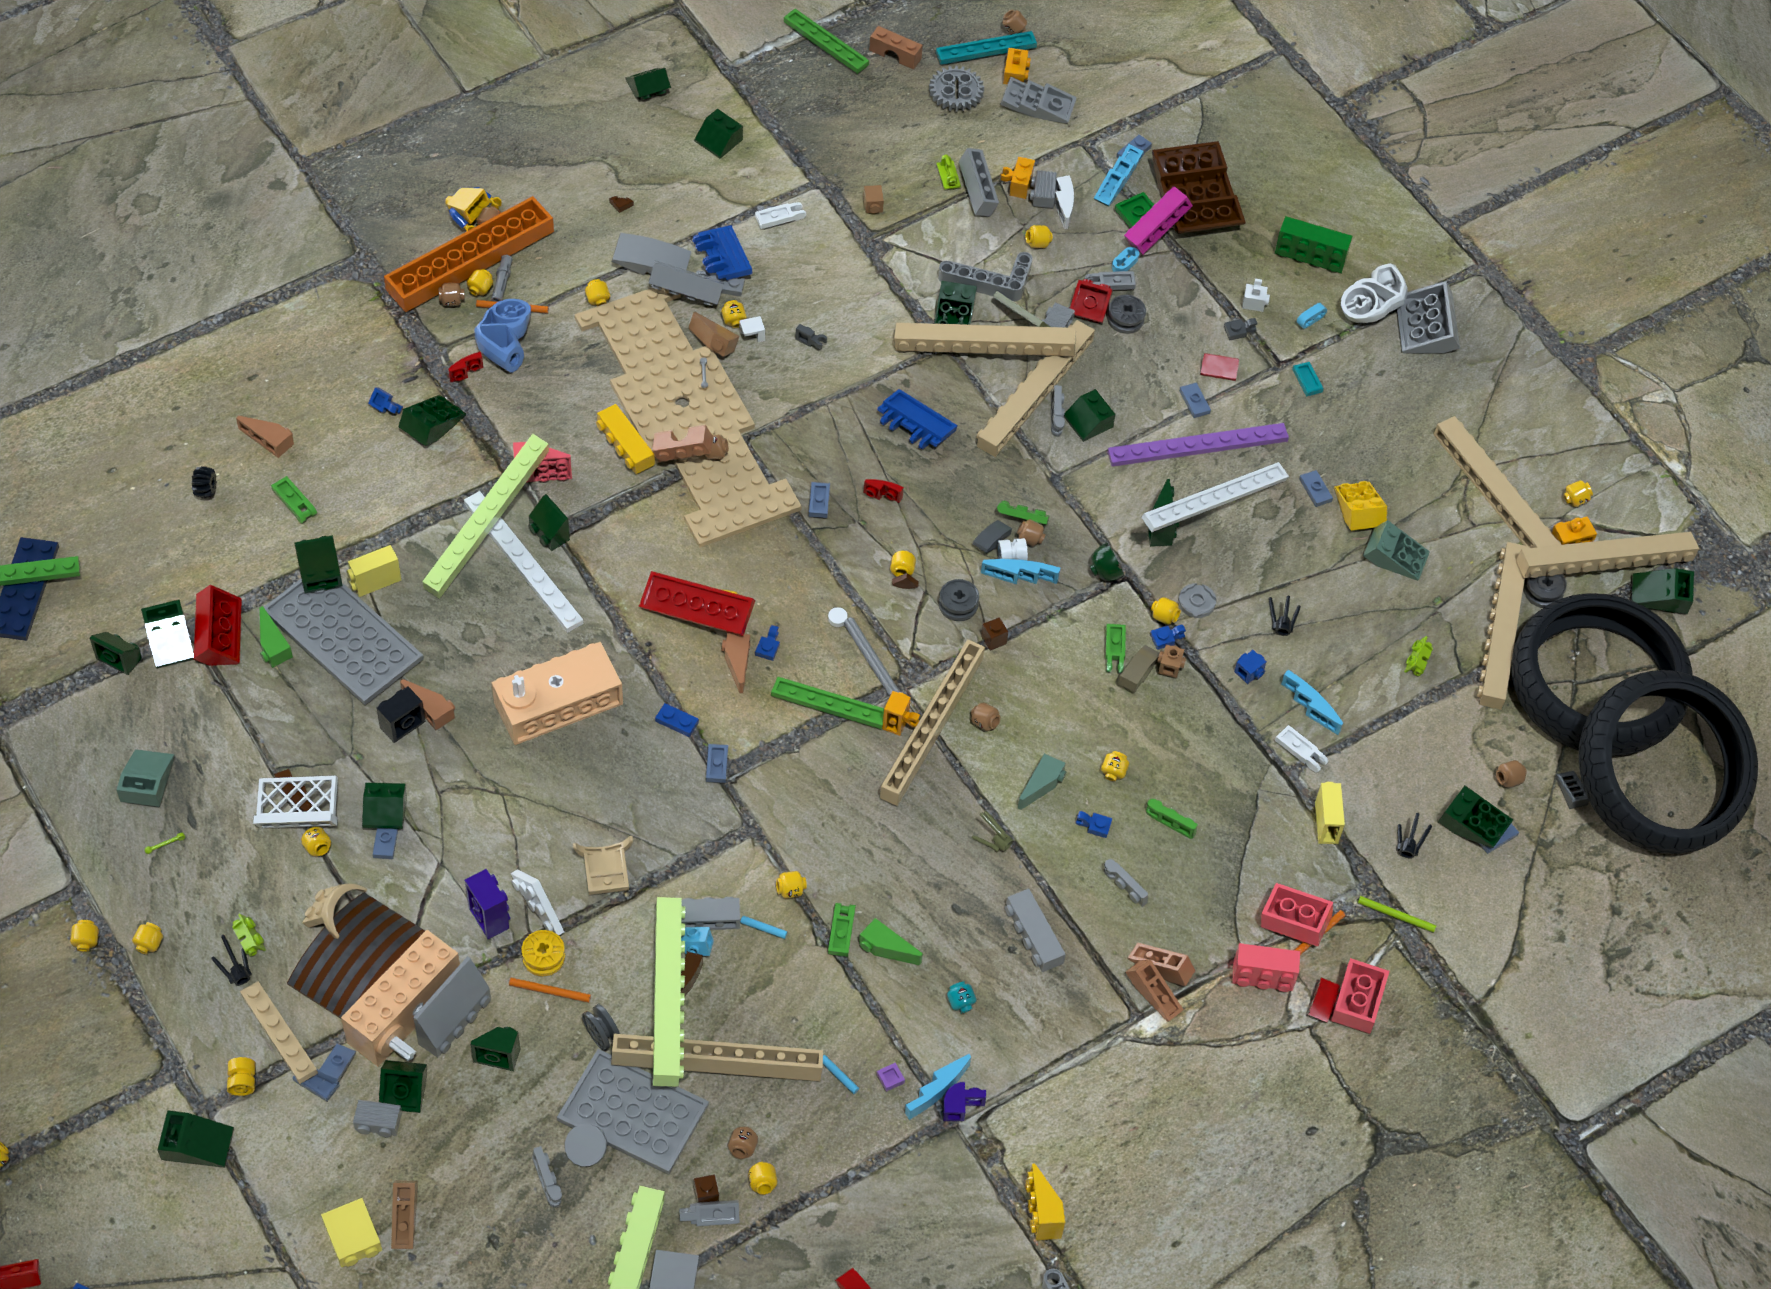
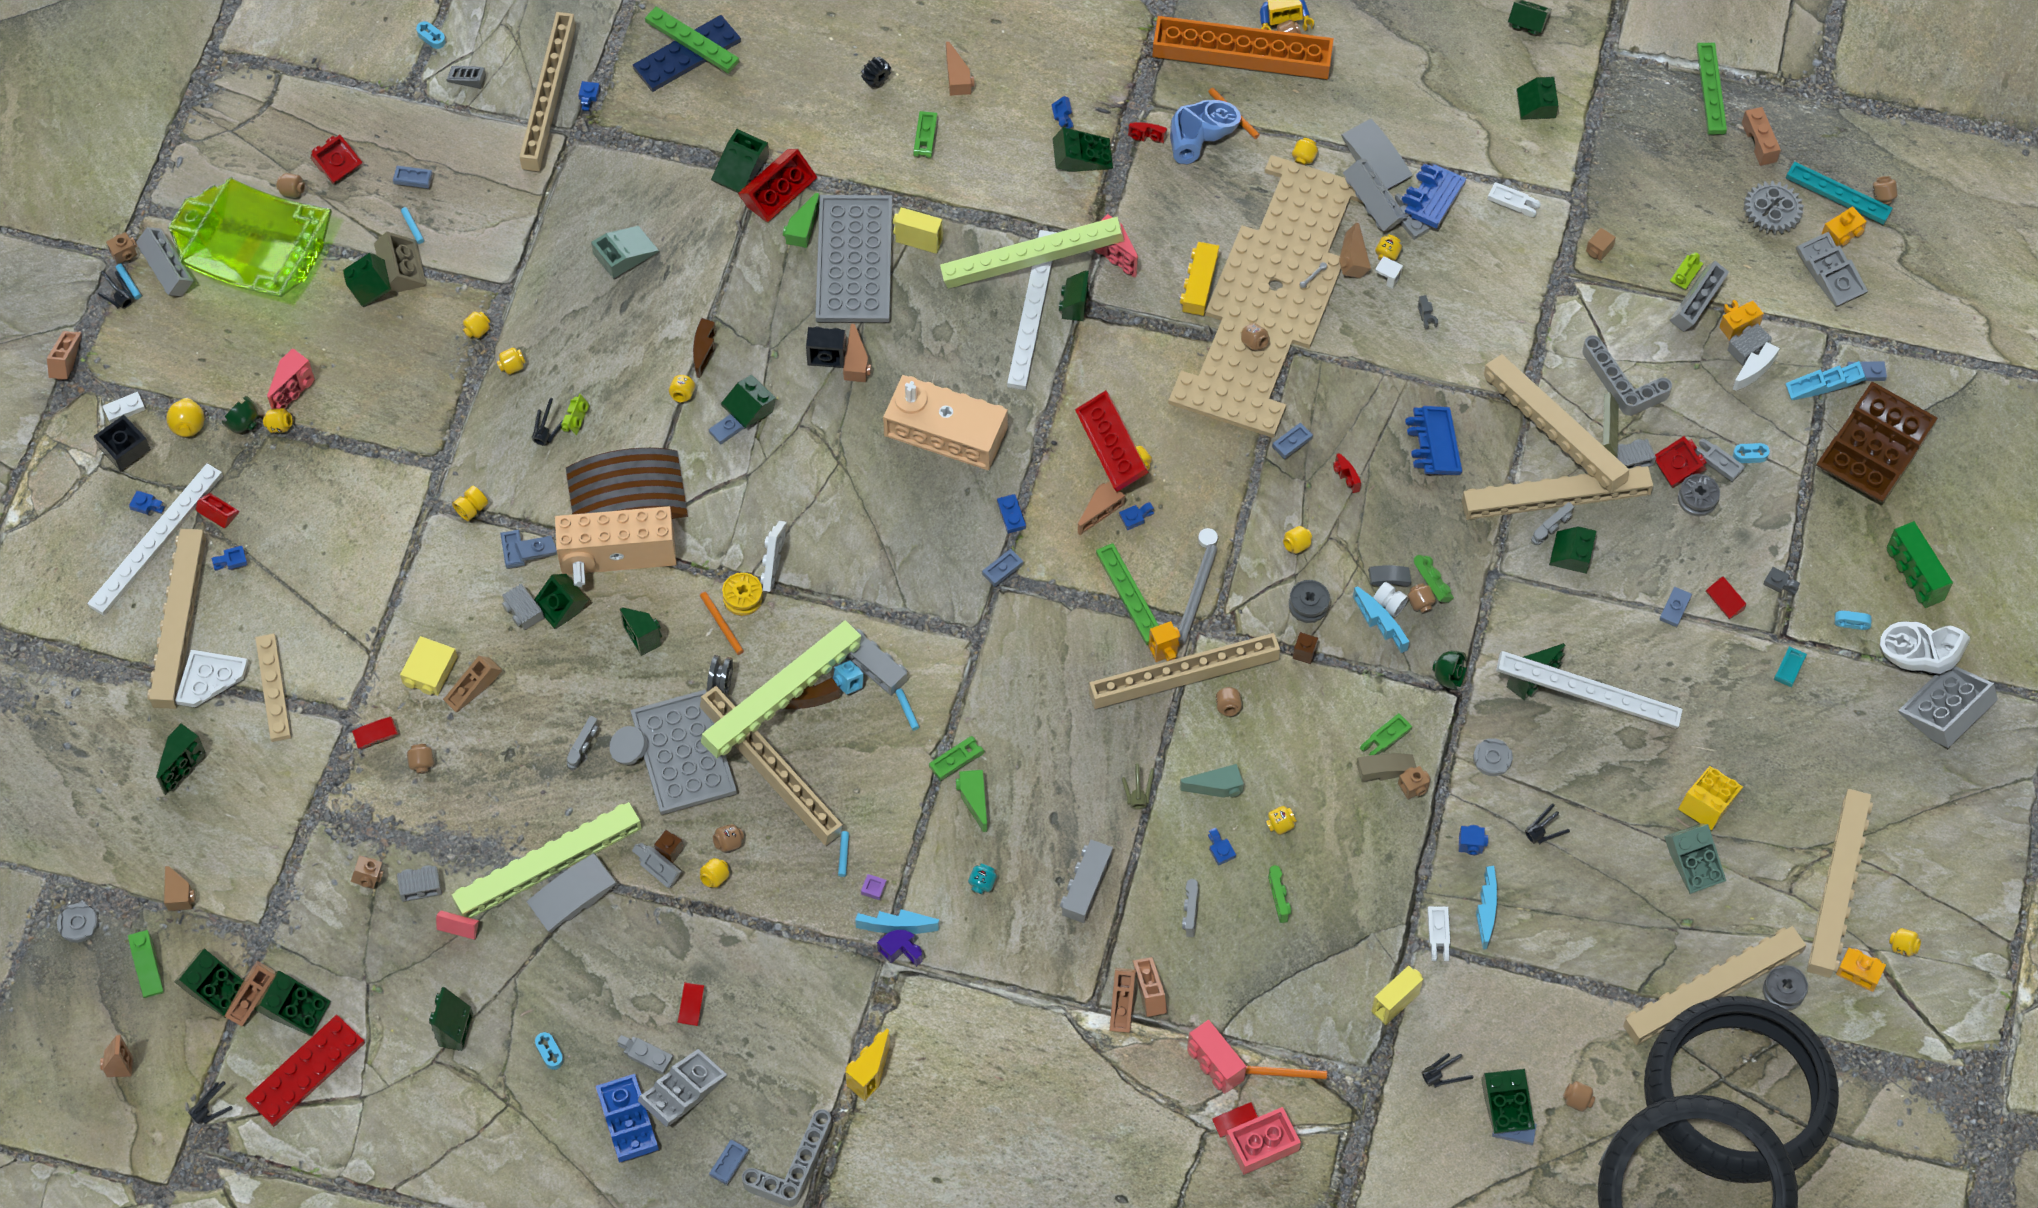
camera: 50 degrees right, 5 degrees up
(115, 651) = (695, 145): dark green slope -> none
(148, 850) = (604, 310): lime hinge -> none
(194, 1140) = (400, 518): dark green slope -> none
(278, 1032) = (523, 495): tan plate -> none
(296, 819) = (681, 357): white fence -> none
(318, 564) = (879, 193): dark green slope -> none
(323, 907) = (644, 431): tan piece -> none
(451, 294) = (1196, 68): medium nougat head -> none
(451, 1008) = (639, 575): light grey slope -> none
(480, 282) = (1227, 75): yellow head -> none
(487, 903) = (736, 526): dark purple brick -> none
(503, 272) = (1253, 82): light grey pin -> none
(605, 866) = (846, 572): tan piece -> none
(621, 204) = (1403, 96): reddish brown tile -> none
(696, 443) = (1221, 309): nougat arch -> none
(790, 884) = (955, 695): yellow head -> none
(905, 581) = (1286, 554): reddish brown tile -> none
(955, 303) = (1566, 379): dark green slope -> none
(1038, 236) = (1699, 377): yellow head -> none
(1134, 208) = (1807, 423): green plate -> none
(1158, 220) = (1807, 441): dark pink brick -> none
(1165, 611) = (1455, 743): yellow head -> none
(1165, 636) = (1434, 761): blue plate -> none
(1197, 444) = (1637, 642): medium lavender plate -> none
(1255, 296) = (1822, 567): white brick -> none
(1297, 914) = (1284, 1042): coral brick -> none
(1316, 488) = (1691, 754): sand blue plate -> none
(1397, 914) = (1367, 1113): lime bar -> none
(1421, 649) = (1623, 946): lime hinge -> none
(1607, 554) = (1865, 1008): tan brick -> none
(1664, 589) = (1882, 1075): dark green slope -> none

